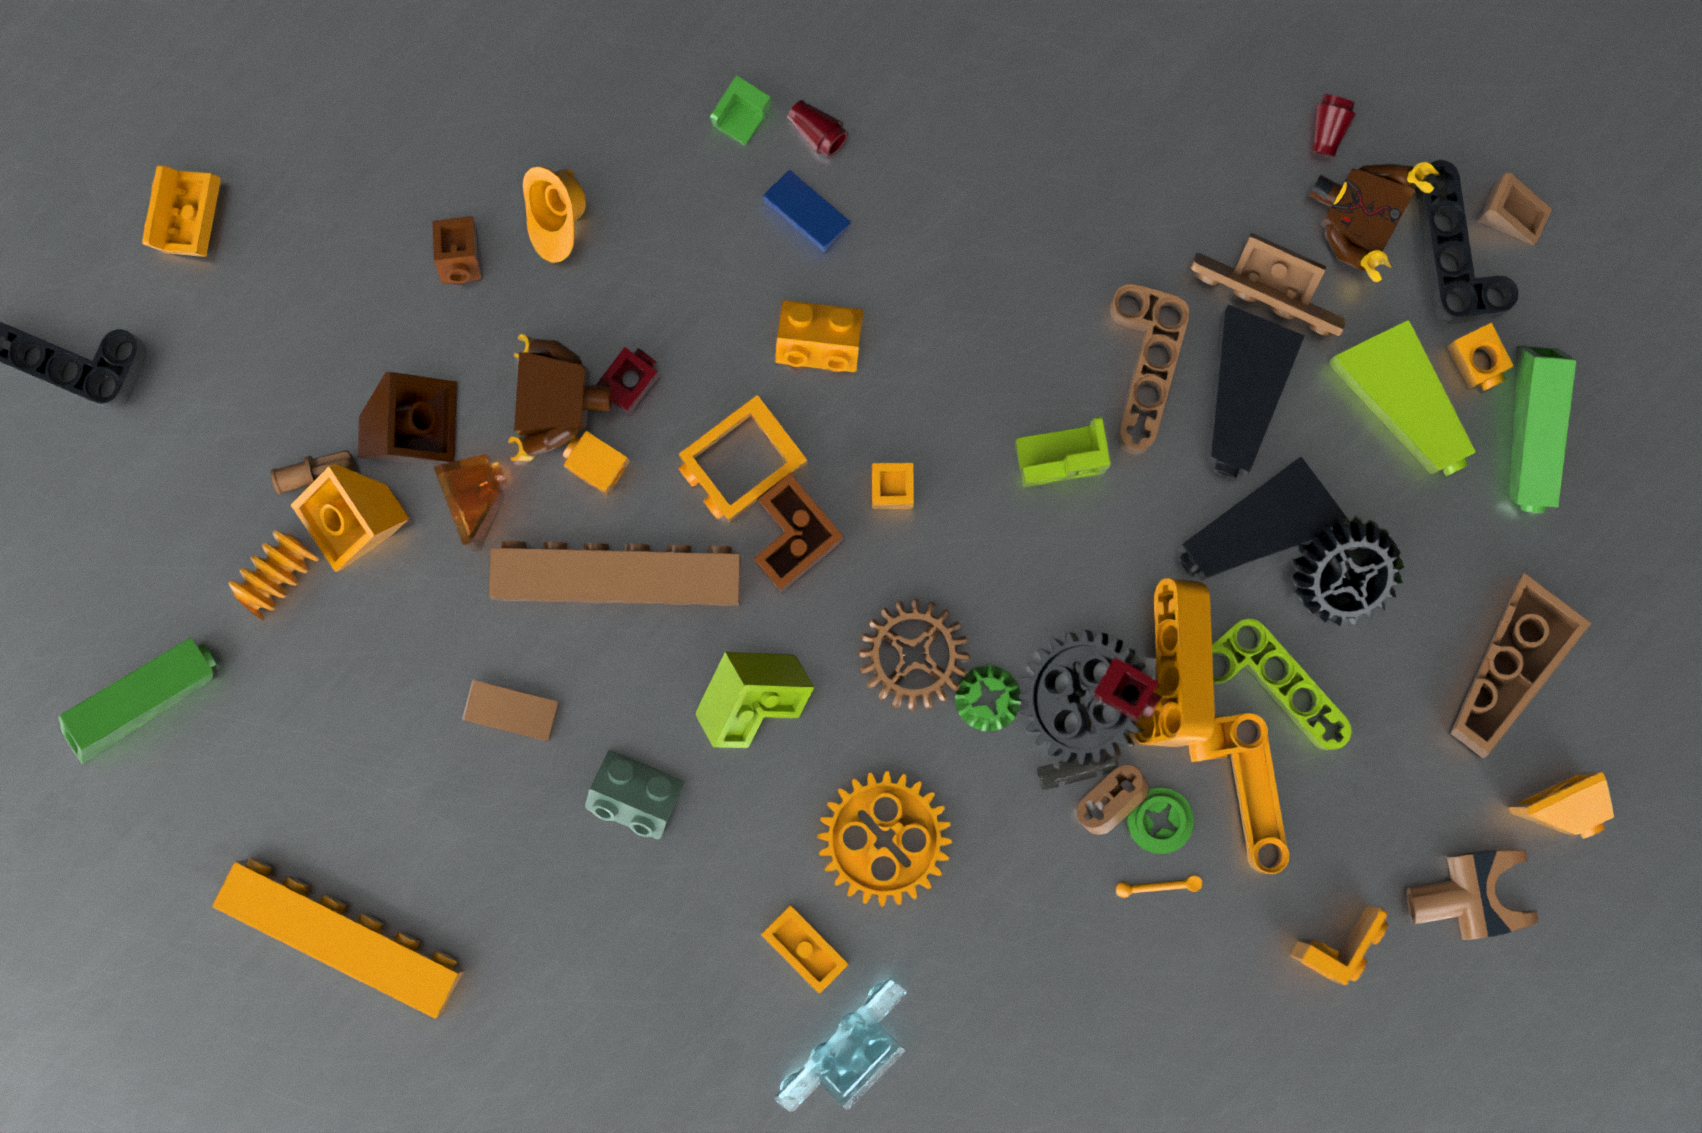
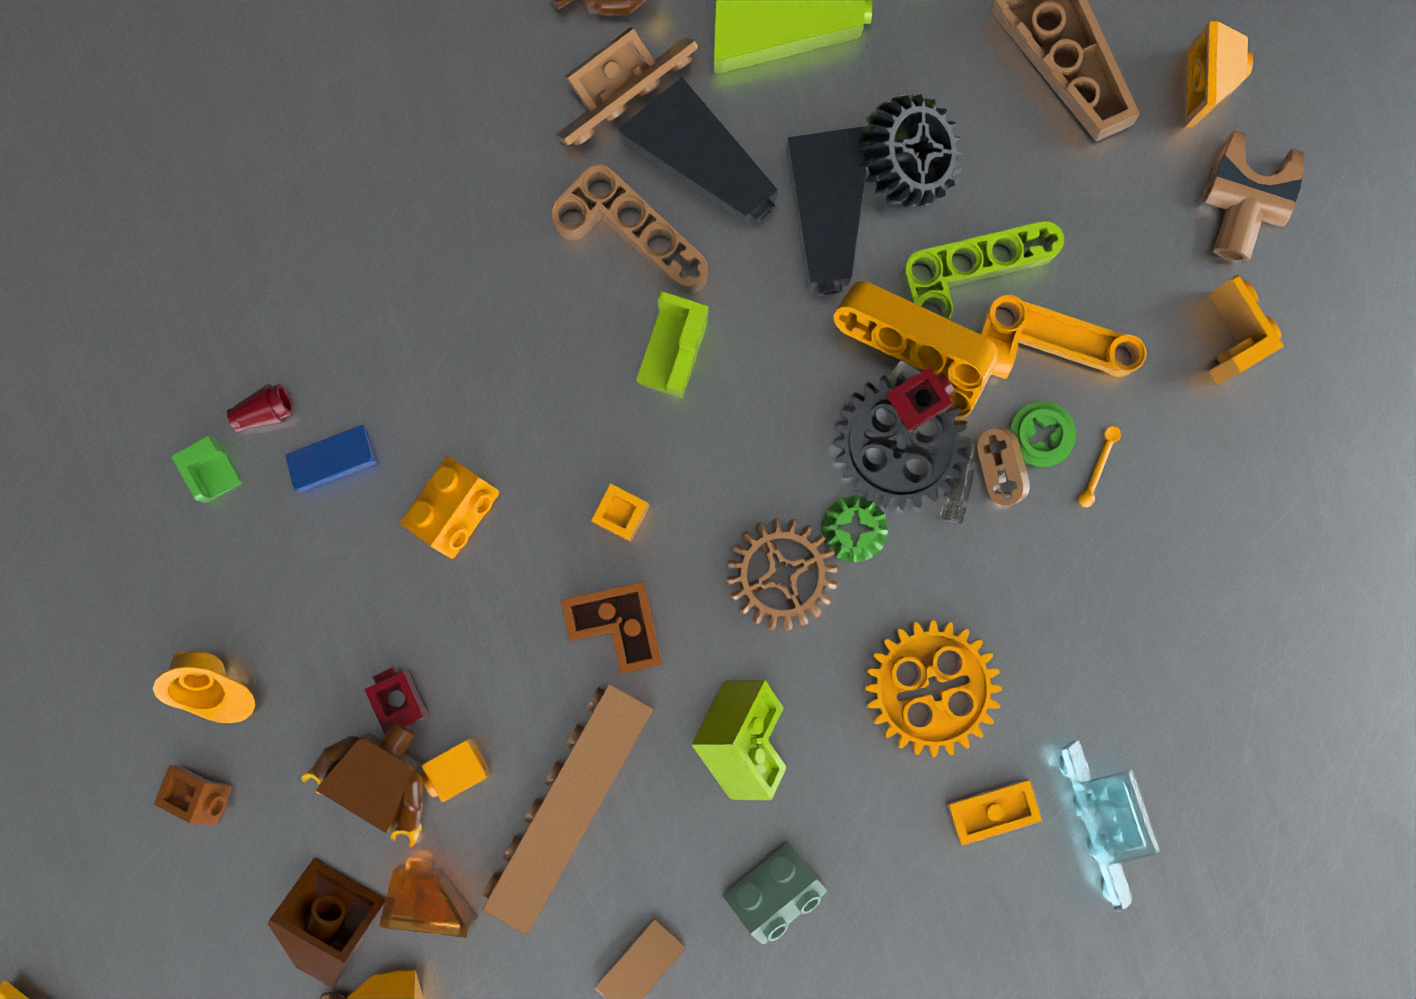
camera: 65 degrees left, 0 degrees up
(776, 435) = (519, 593): light orange window -> none

